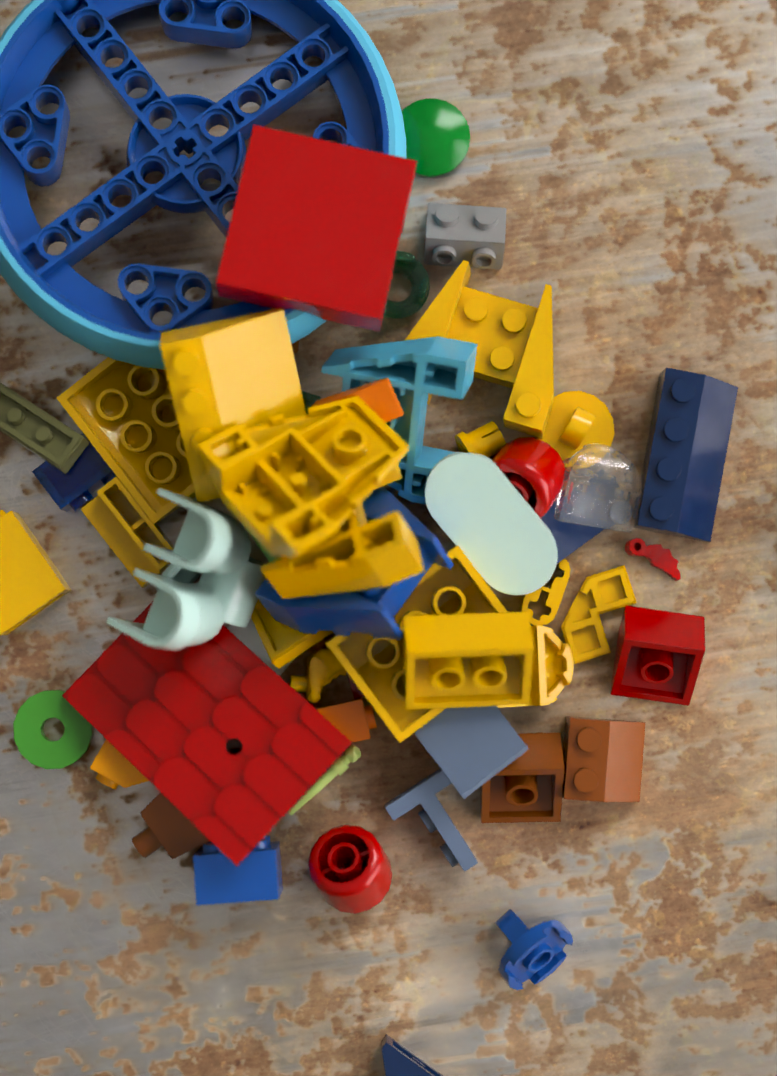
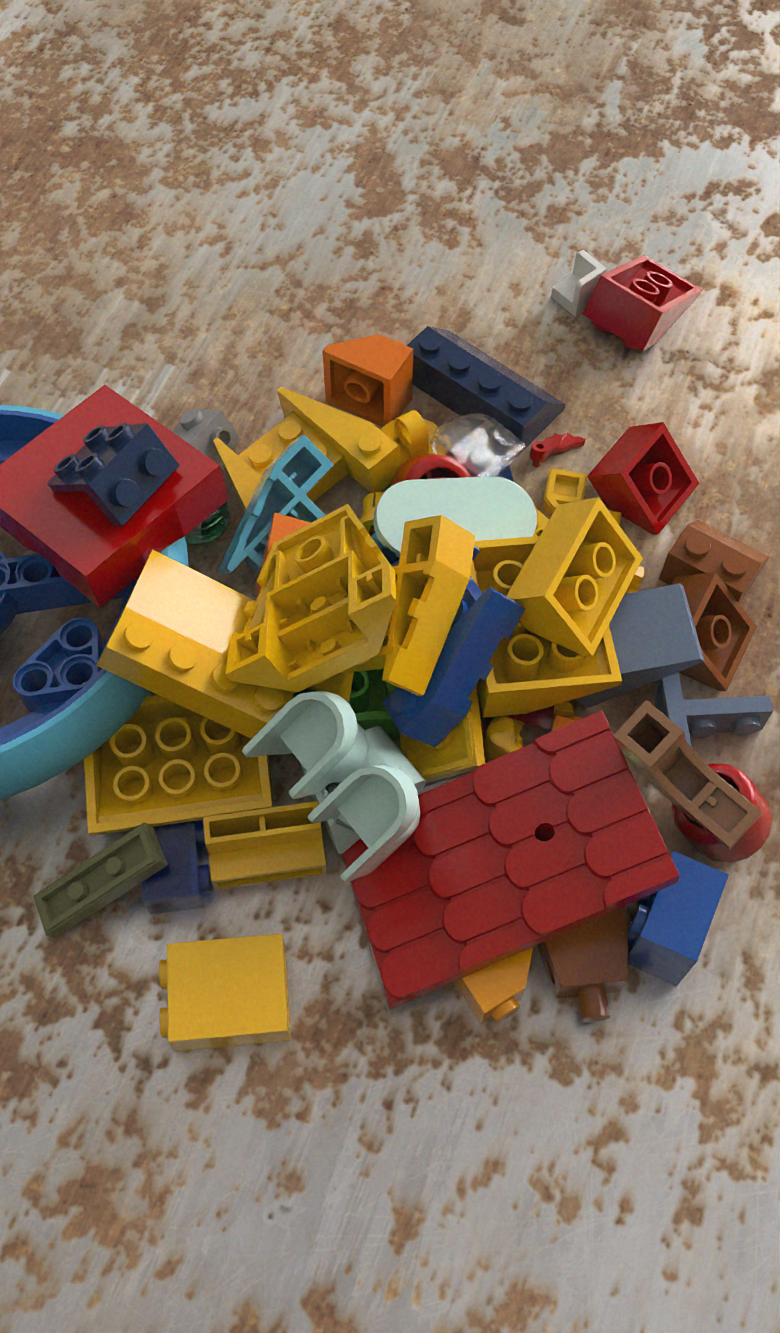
camera: 60 degrees left, 25 degrees down
(30, 734) = (424, 1072): bright green tile -> none
(318, 238) = (116, 469): none -> dark blue bracket
(339, 832) = (672, 766): none -> medium nougat arch
(618, 357) = (369, 377): none -> orange slope

